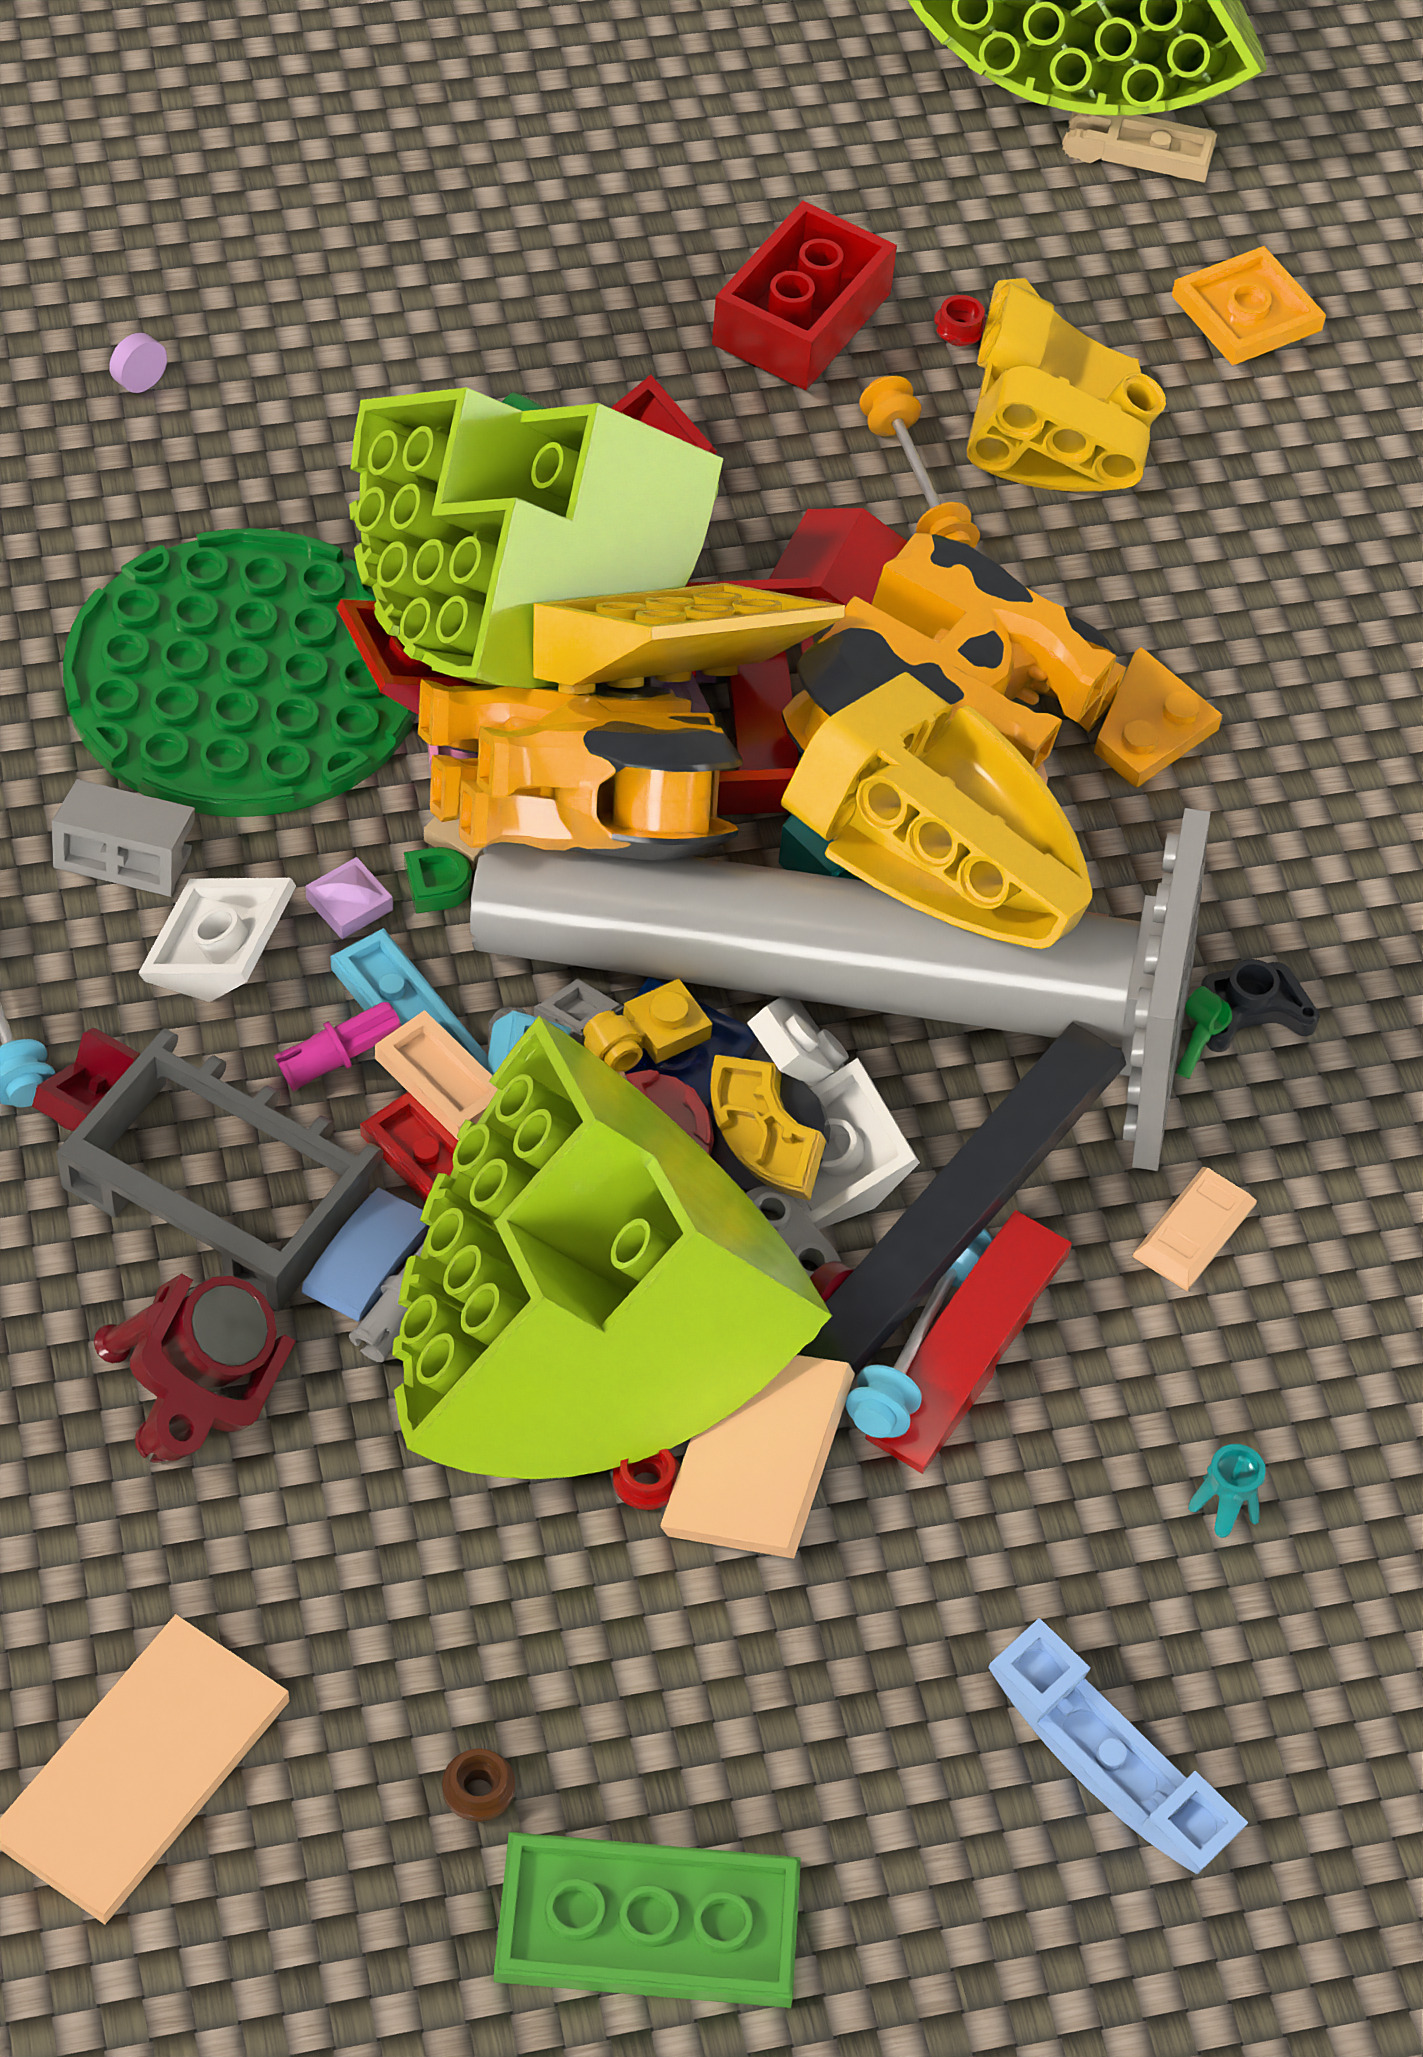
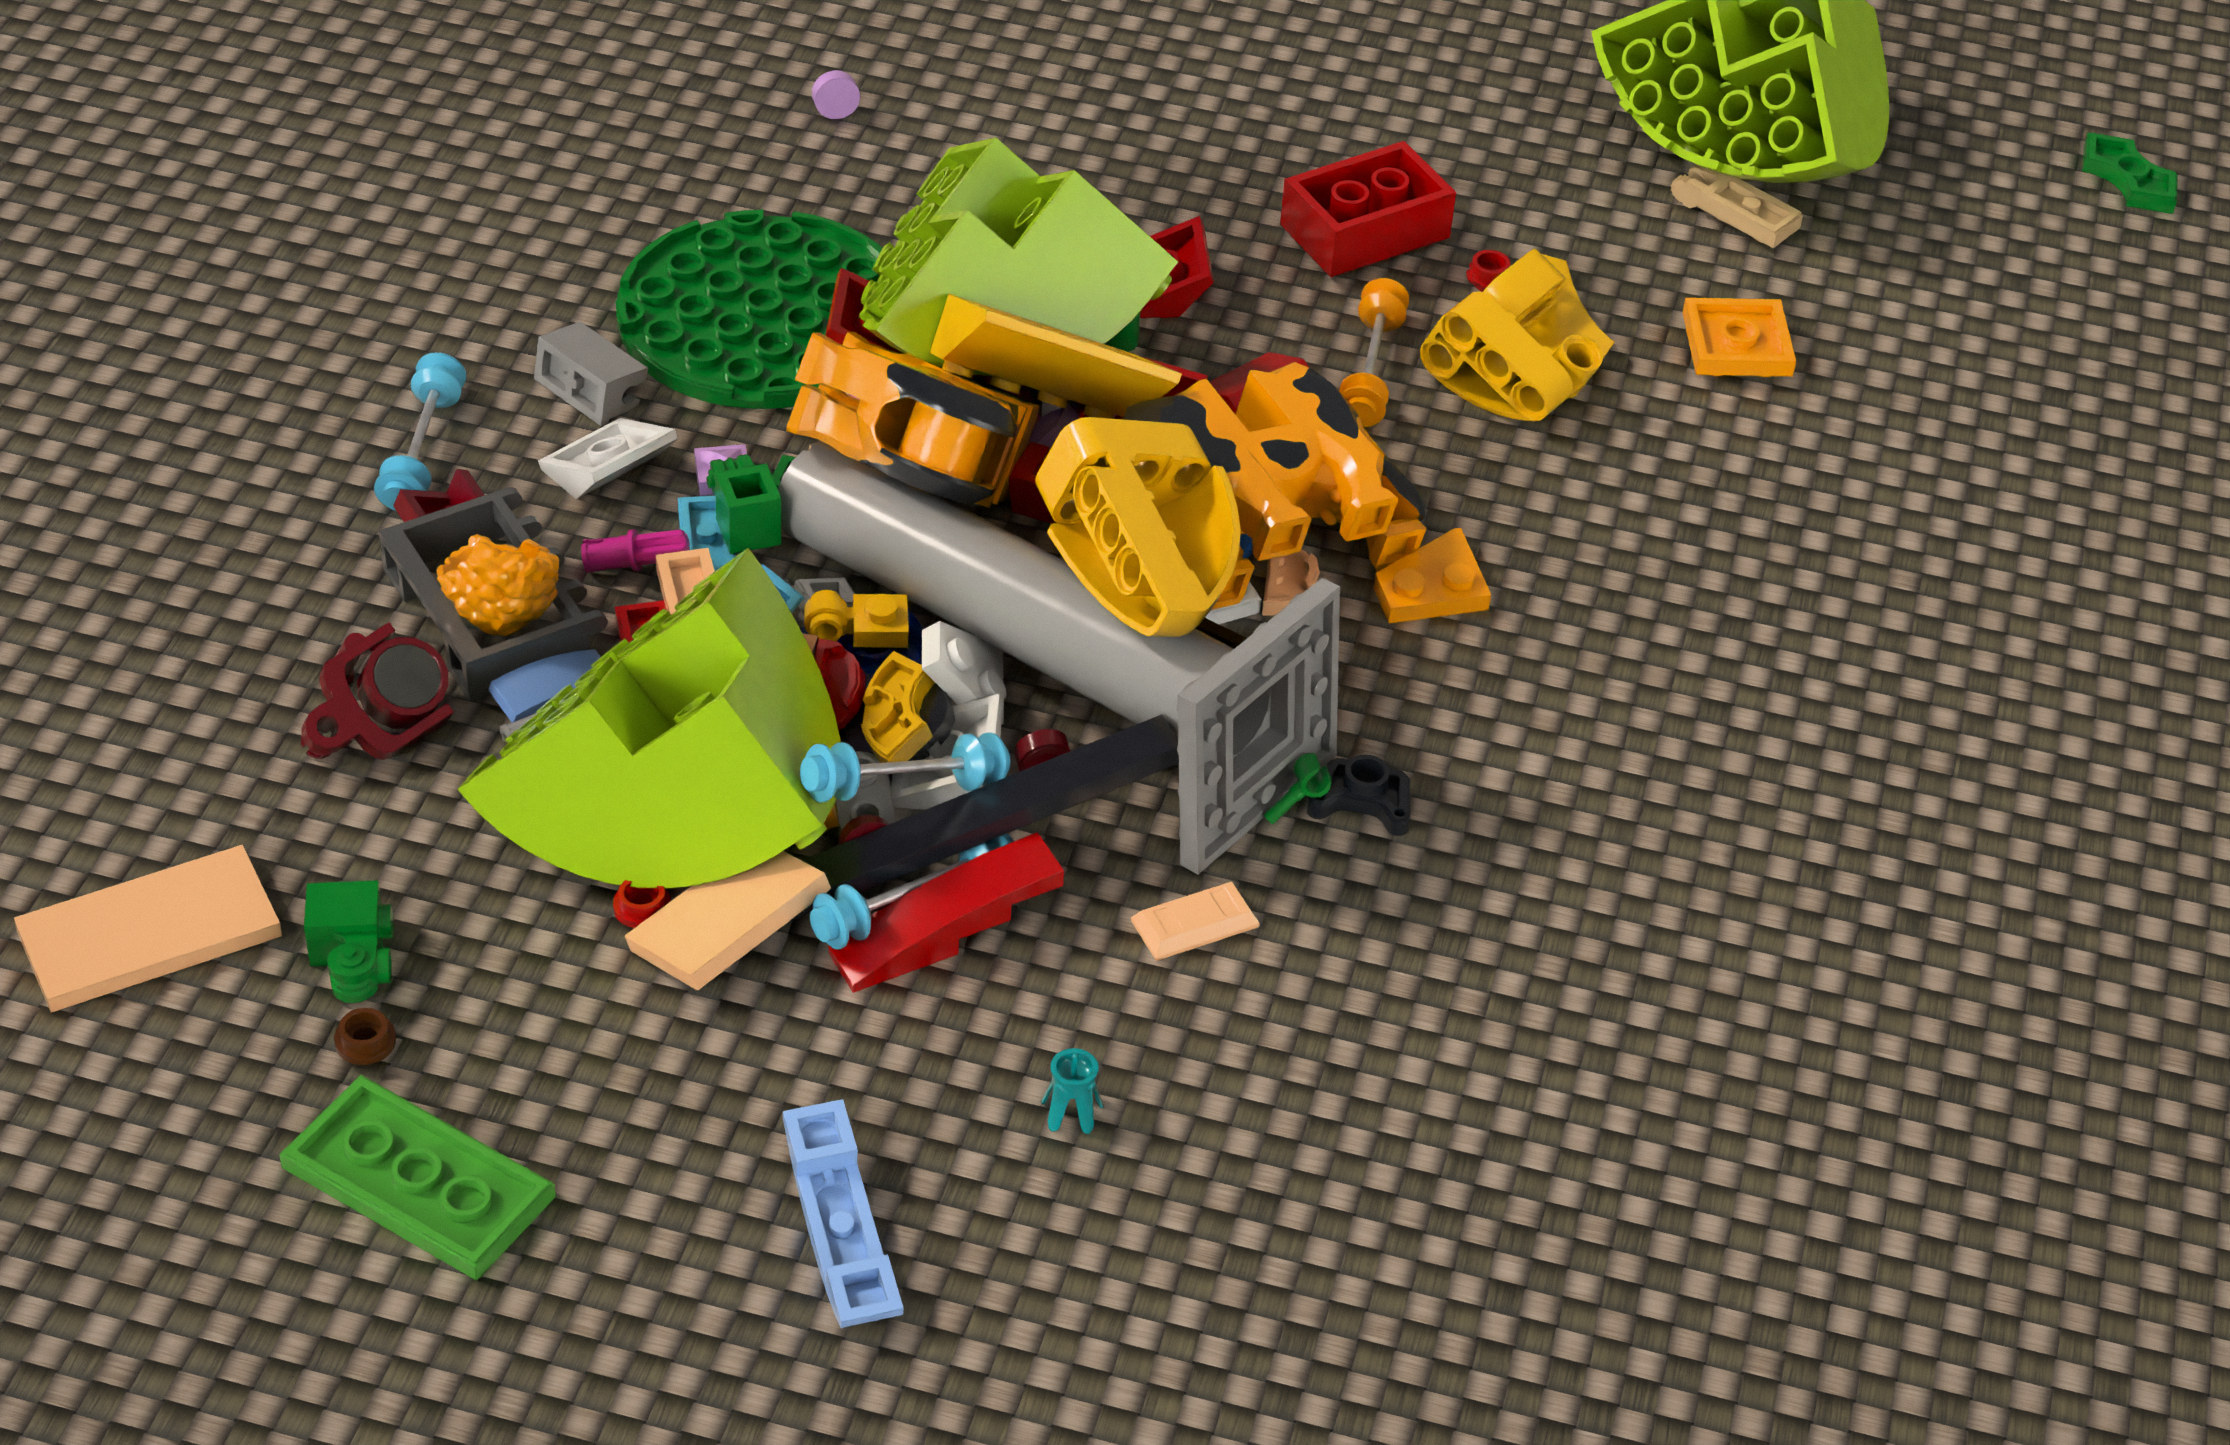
camera: 30 degrees right, 10 degrees down
(249, 1159) = (500, 584): none -> light orange hair
(375, 1659) = (347, 933): none -> green brick
(438, 942) = (745, 503): none -> green brick
(824, 1248) = (838, 770): none -> medium azure axle
(929, 1104) = (1040, 747): none -> dark red tile

